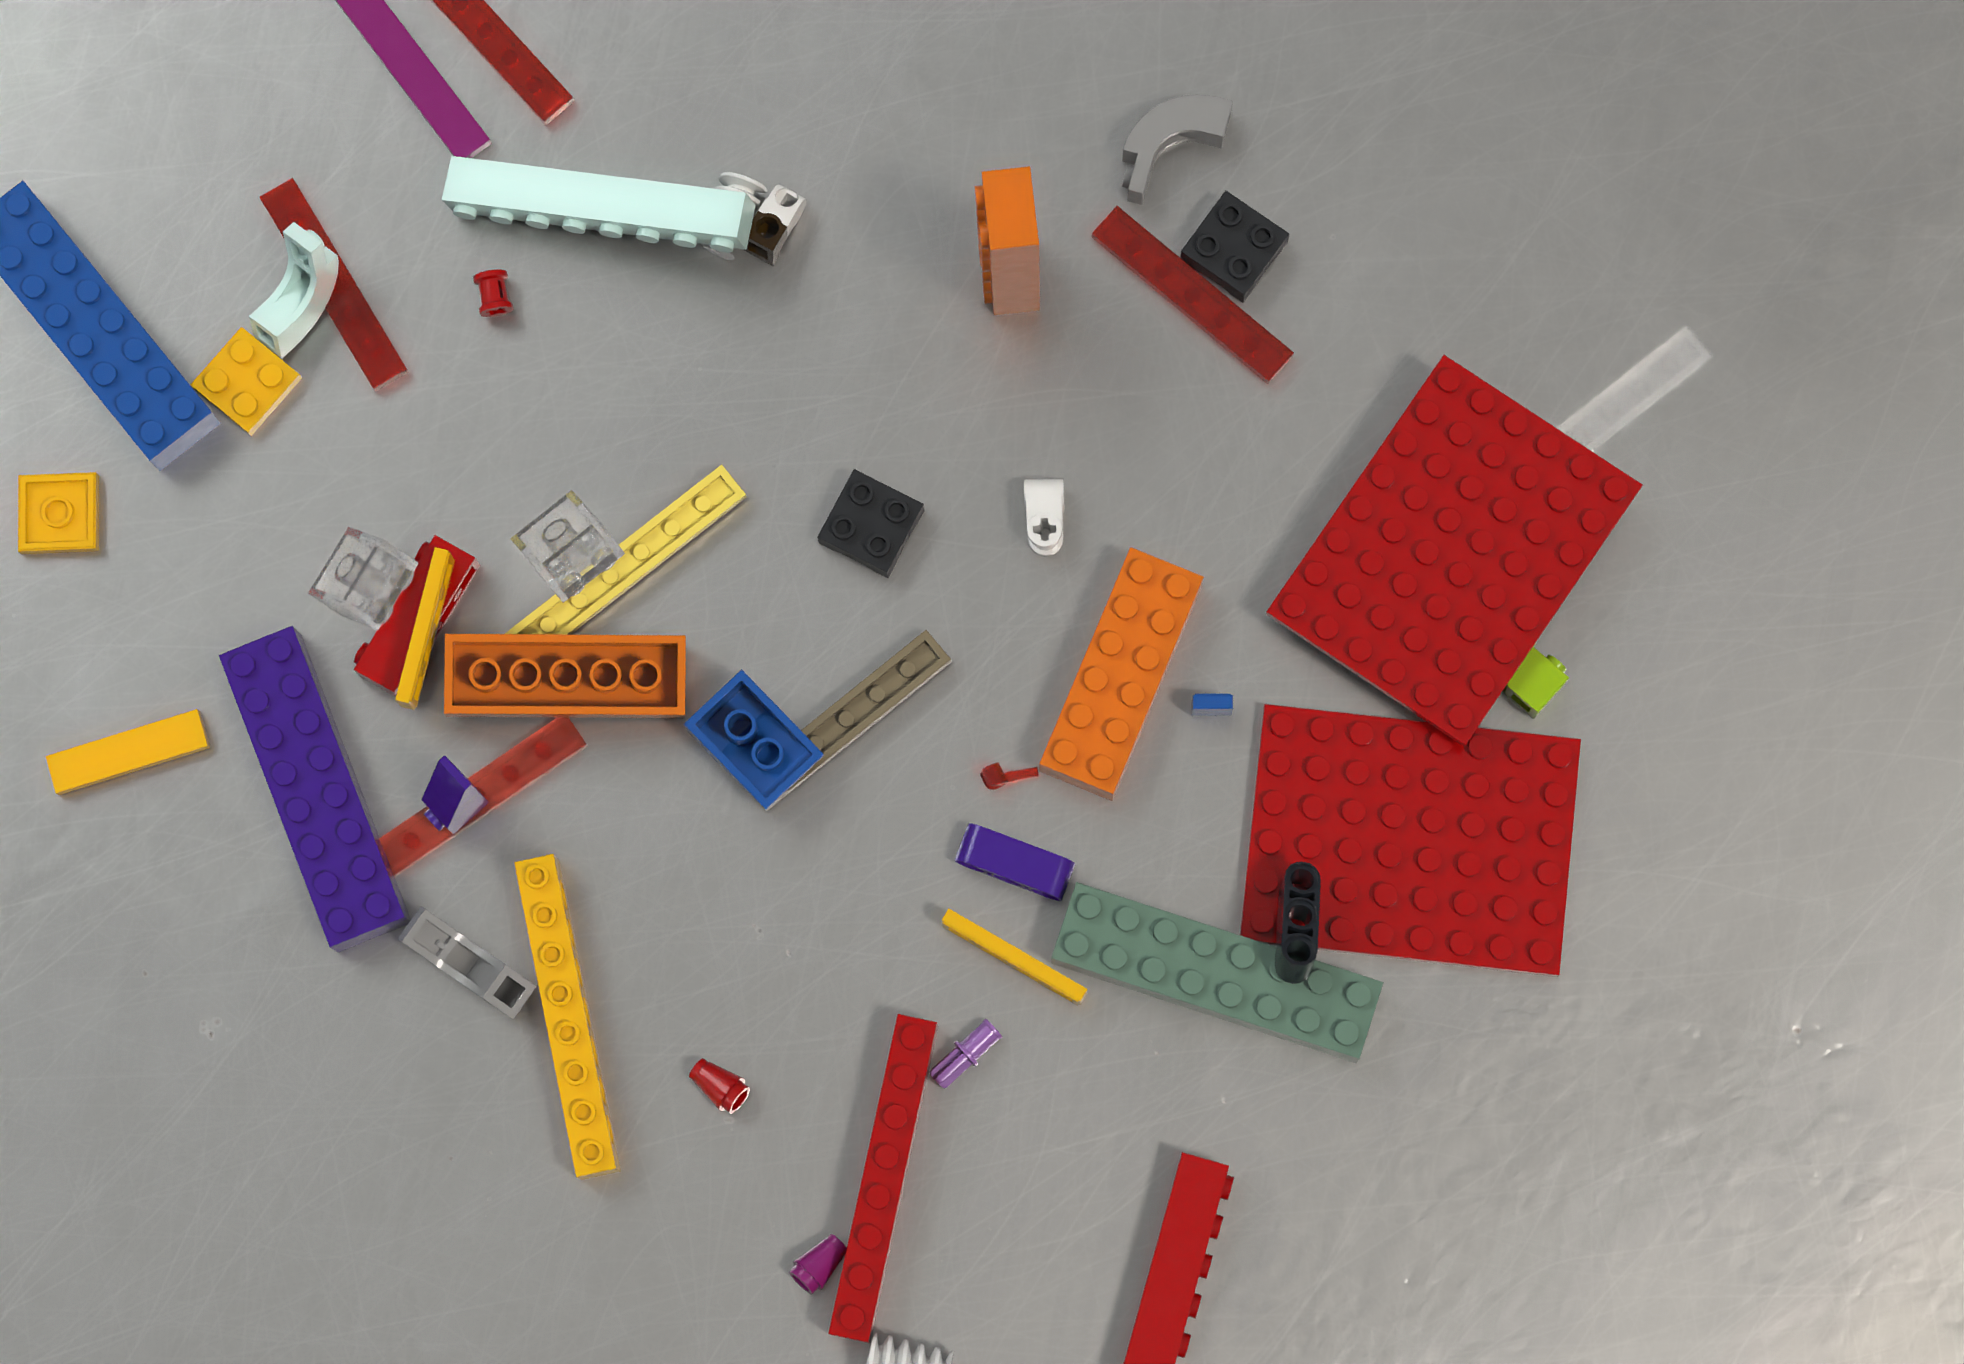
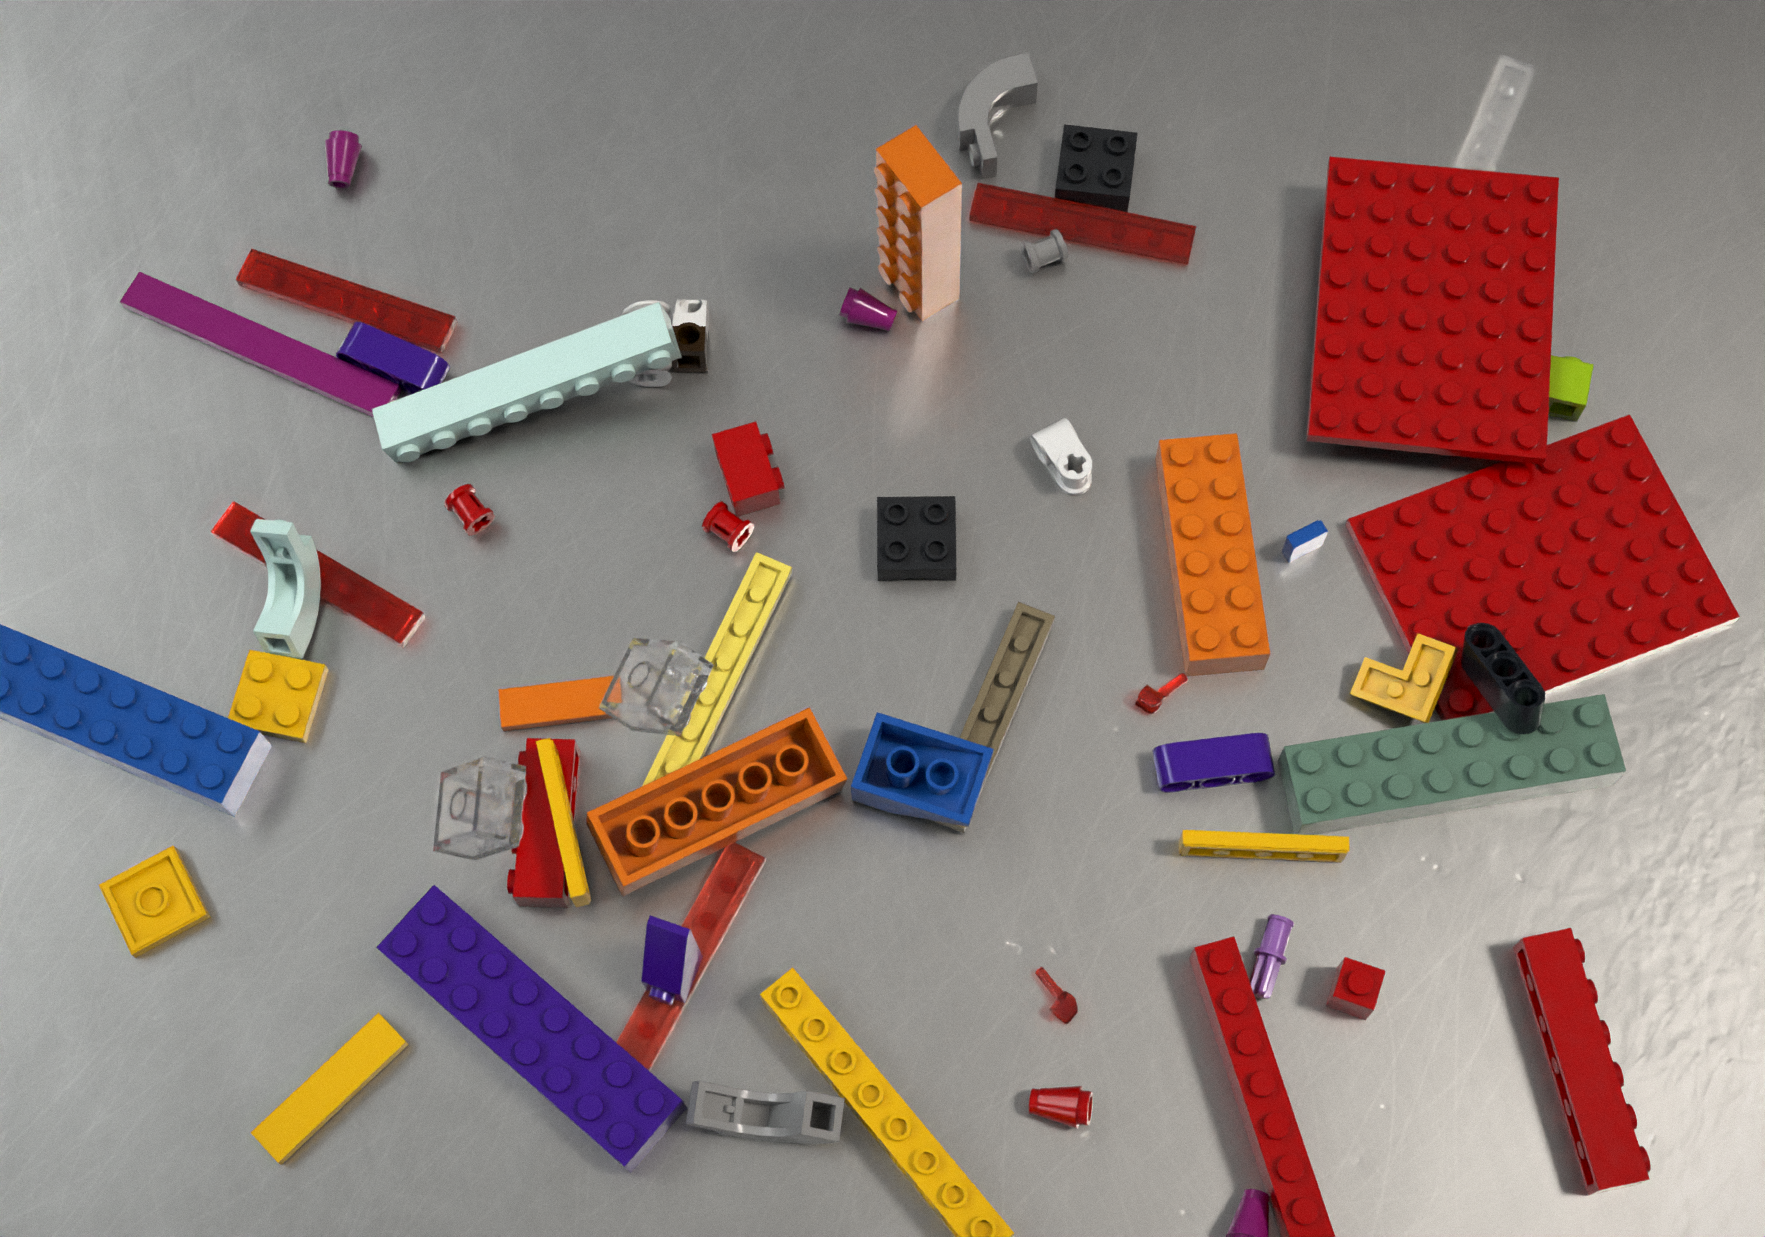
camera: 30 degrees left, 10 degrees down
(476, 510) = (553, 703): none -> orange tile
(496, 113) = (392, 358): none -> dark purple beam
(710, 426) = (727, 526): none -> red bush
(756, 380) = (746, 468): none -> red brick
(768, 1004) = (1065, 1006): none -> clear red hand
(945, 281) = (866, 310): none -> magenta cone
(1019, 1118) = (1355, 988): none -> red brick
(1139, 305) = (1044, 251): none -> light grey bush
(1224, 888) = (1411, 690): none -> yellow plate

